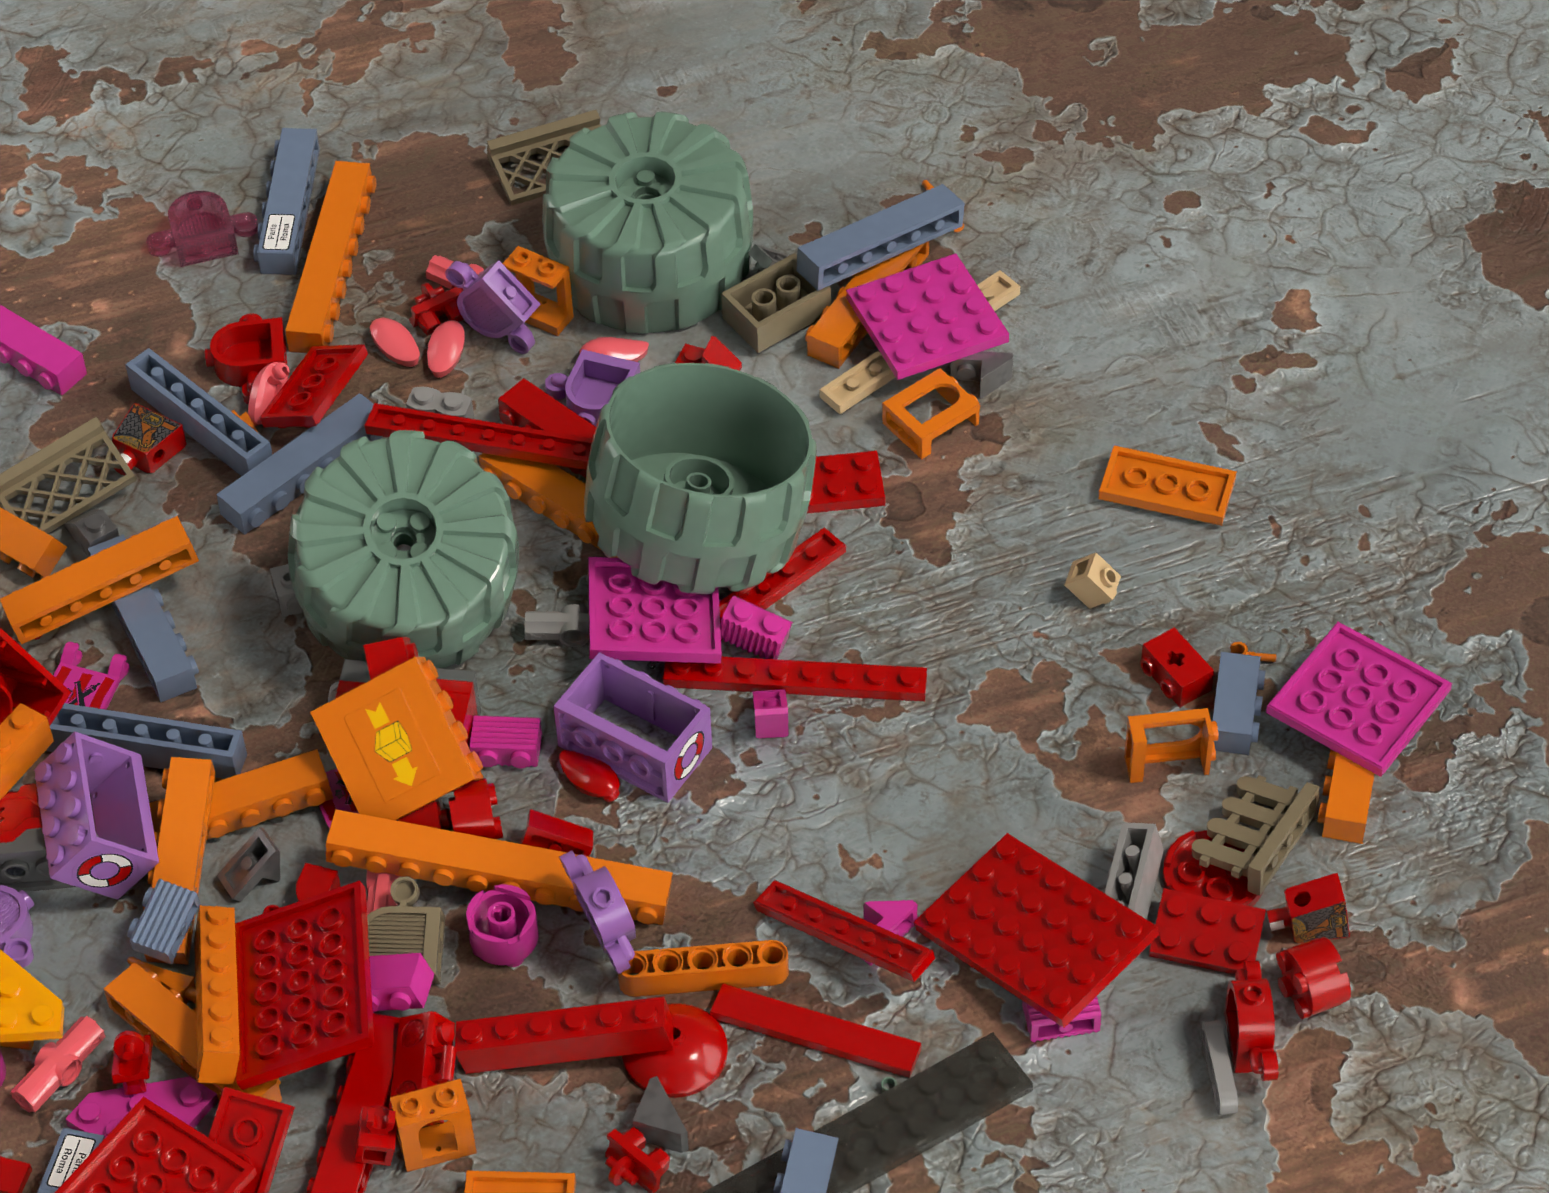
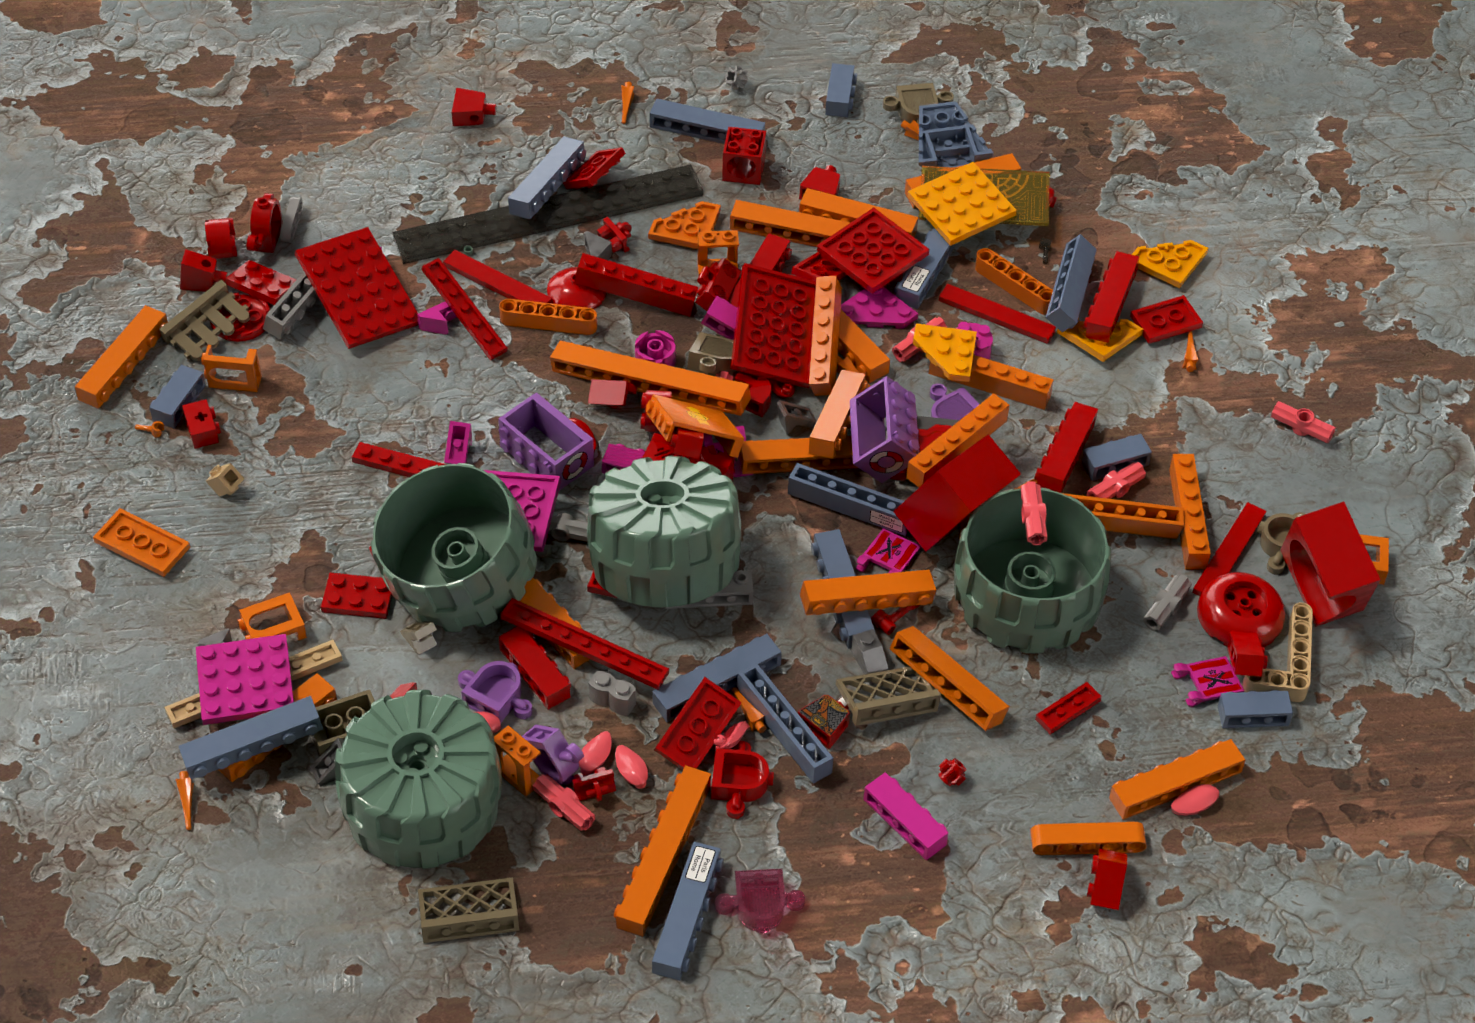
camera: 170 degrees left, 0 degrees up
(132, 1061) = (877, 322): red hips -> none
(164, 921) = (850, 371): sand blue brick -> none
(376, 1135) = (749, 248): red brick -> none
(603, 908) = (597, 323): medium lavender piece -> none
(1359, 698) = (107, 368): dark pink tile -> none

